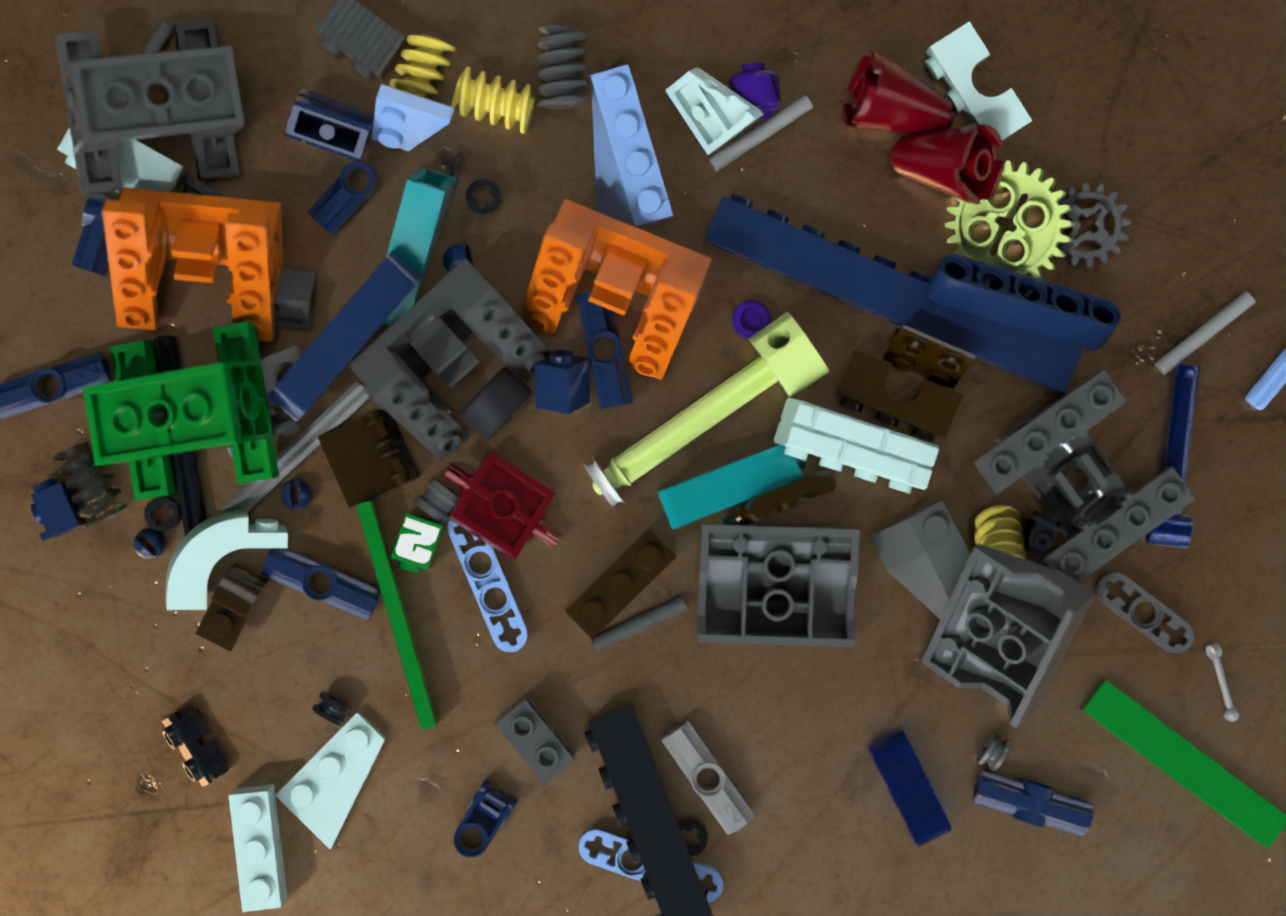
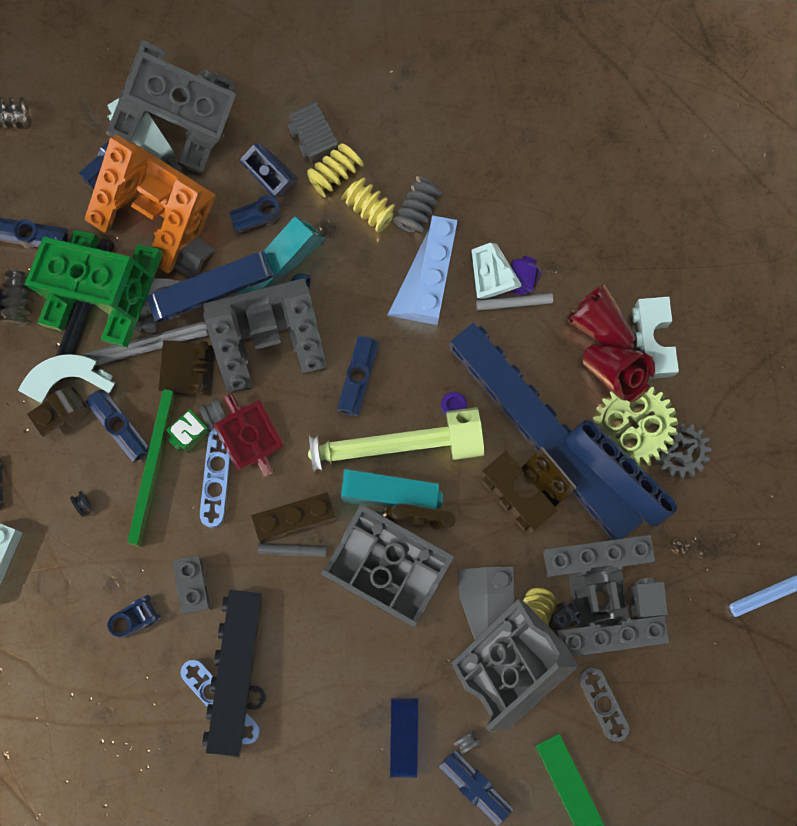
camera: 20 degrees right, 10 degrees down
(155, 504) = (47, 332): black bush -> none
(156, 538) = (37, 352): dark blue hinge -> none
(305, 494) = (137, 370): dark blue hinge -> none
(332, 779) = (57, 547): light aqua wing -> none
(406, 119) = (313, 186): light blue wing -> none
(494, 192) = (342, 256): black bush -> none
(495, 403) = (277, 373): black tyre -> none
(562, 382) = (322, 381): dark blue brick -> none
(624, 263) = (394, 330): orange piece -> none
(722, 797) = (282, 646): light grey piece -> none
(855, 444) = (477, 506): light aqua brick -> none
(1138, 452) = (647, 599): none -> dark grey brick
(1178, 529) = (646, 658): clear blue piece -> none
(1205, 332) = (723, 552): light grey bar -> none
(1214, 652) = (635, 753): light grey hinge -> none

